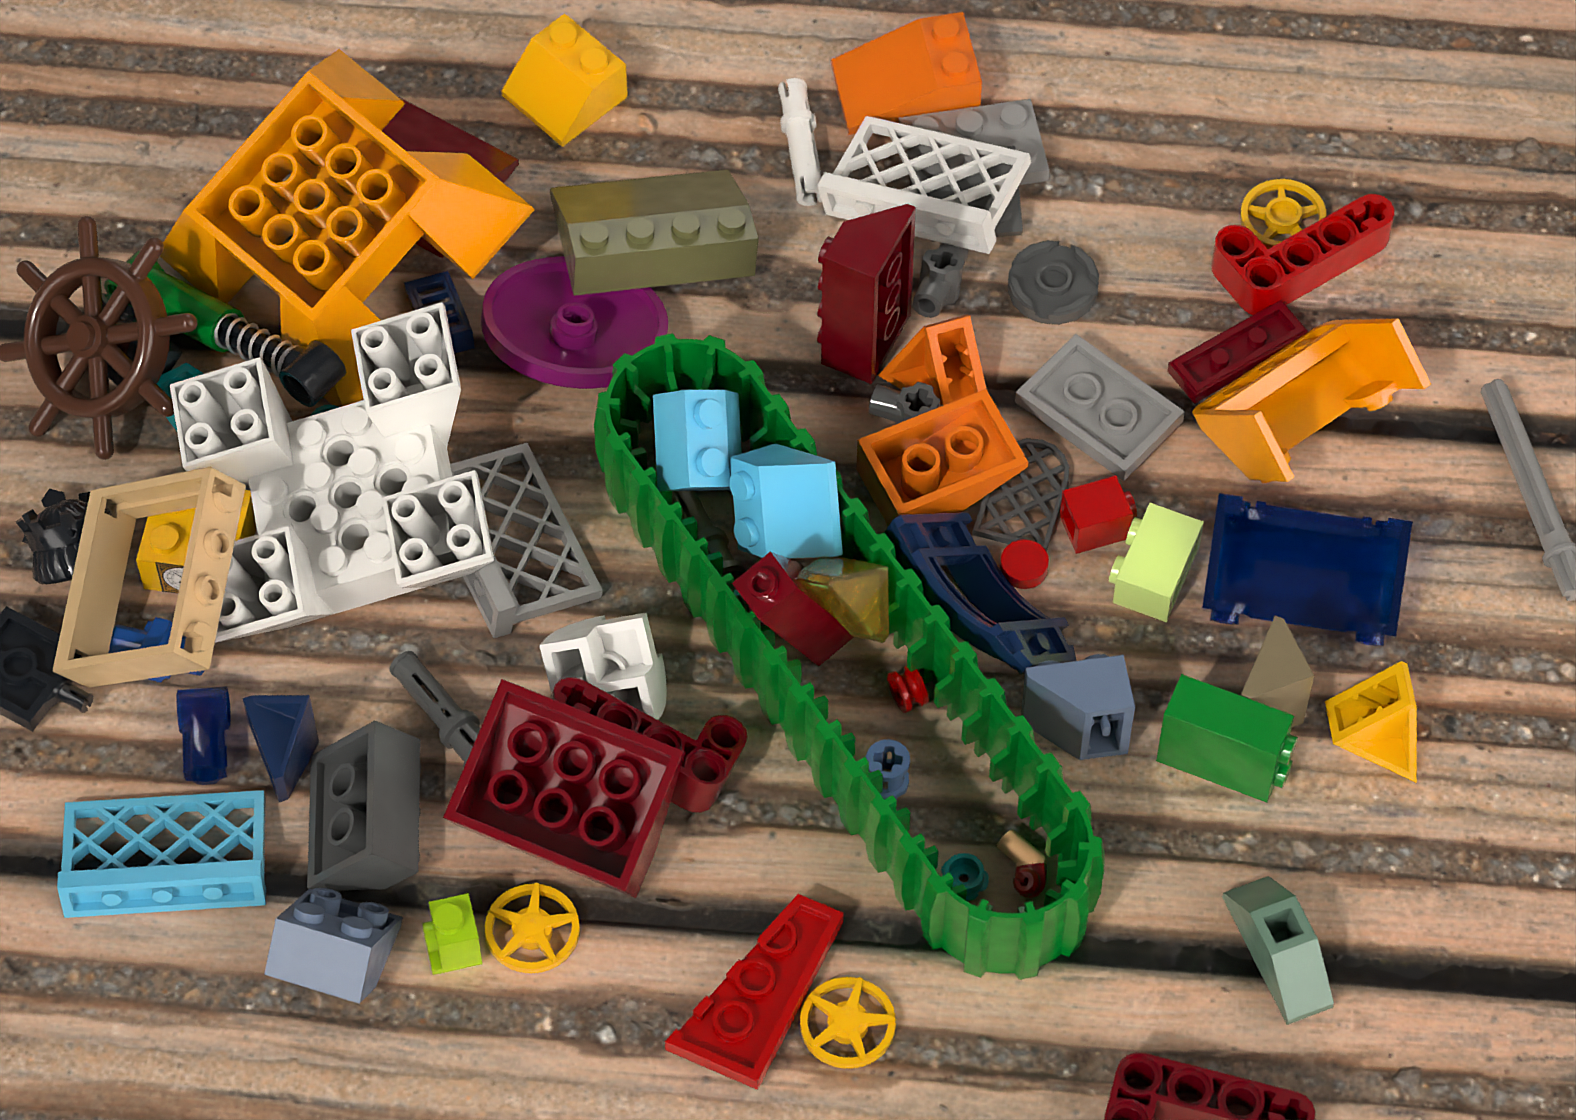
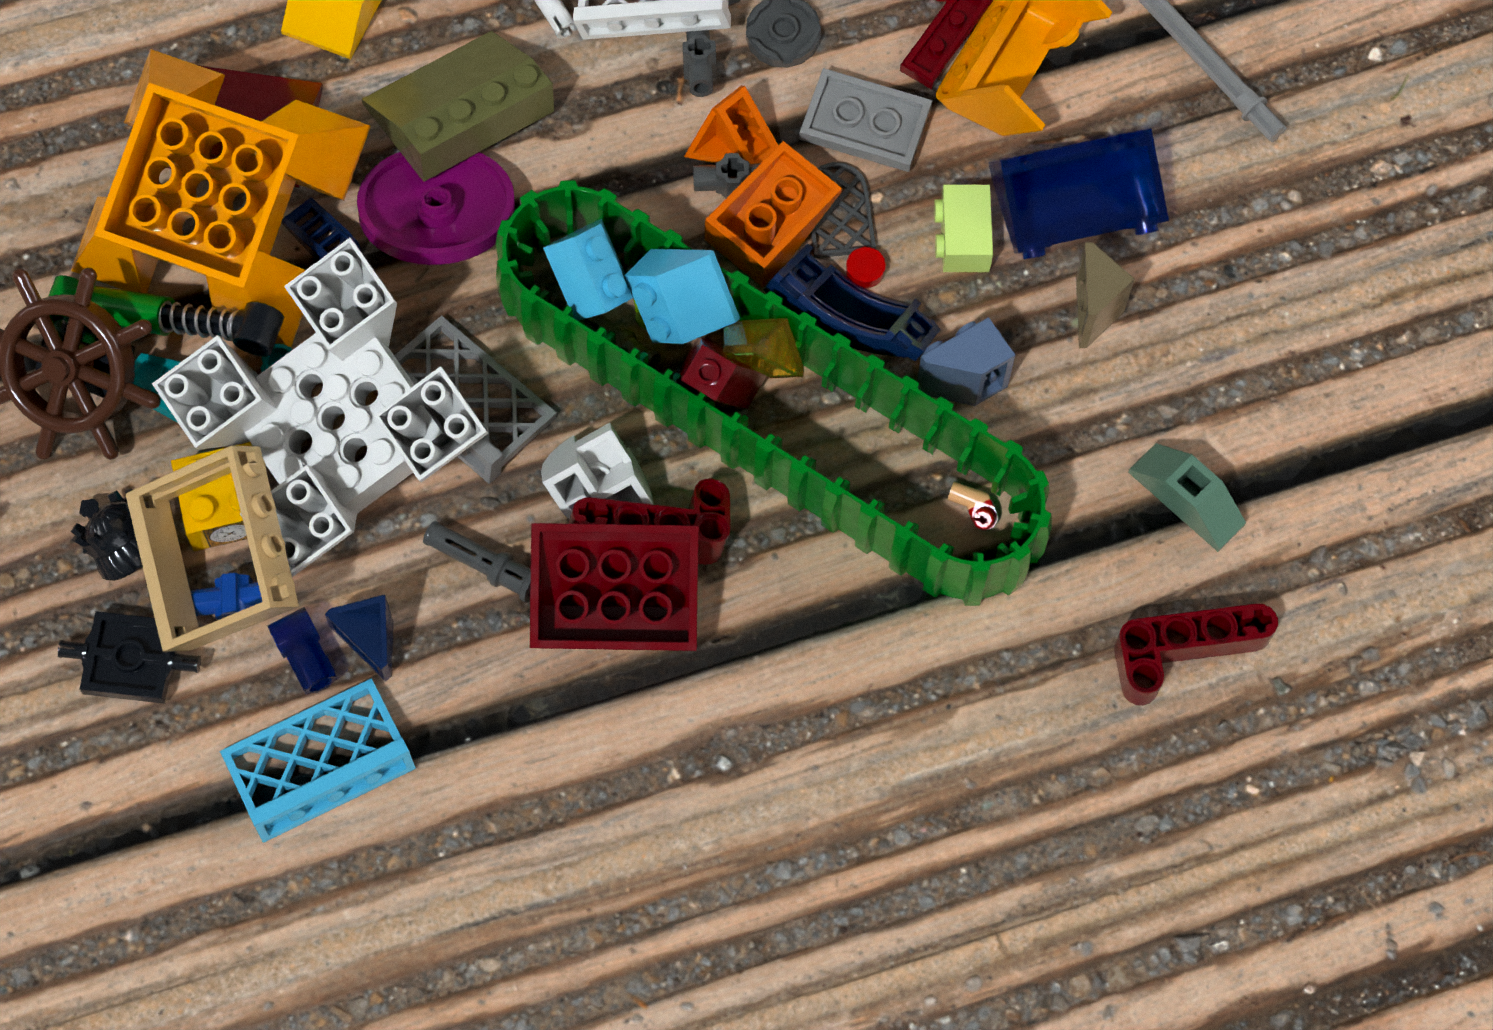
camera: 25 degrees left, 10 degrees up
(332, 944) = (487, 780): slope -> none
(364, 810) = (459, 664): dark grey slope -> none
(452, 935) = (575, 736): lime brick -> none
(532, 928) = (629, 703): yellow wheel -> none
(754, 1006) = (826, 698): red wing -> none
(847, 1022) = (900, 680): yellow wheel -> none
(866, 290) = (658, 98): dark red slope -> none
(898, 777) = (848, 463): medium blue bush -> none
(907, 689) = (826, 402): red bush -> none
(970, 866) = (938, 524): teal plate -> none
(1097, 514) = (904, 207): red brick -> none
(1226, 739) = (1084, 350): green brick -> none
(1378, 720) = (1182, 290): yellow slope -> none

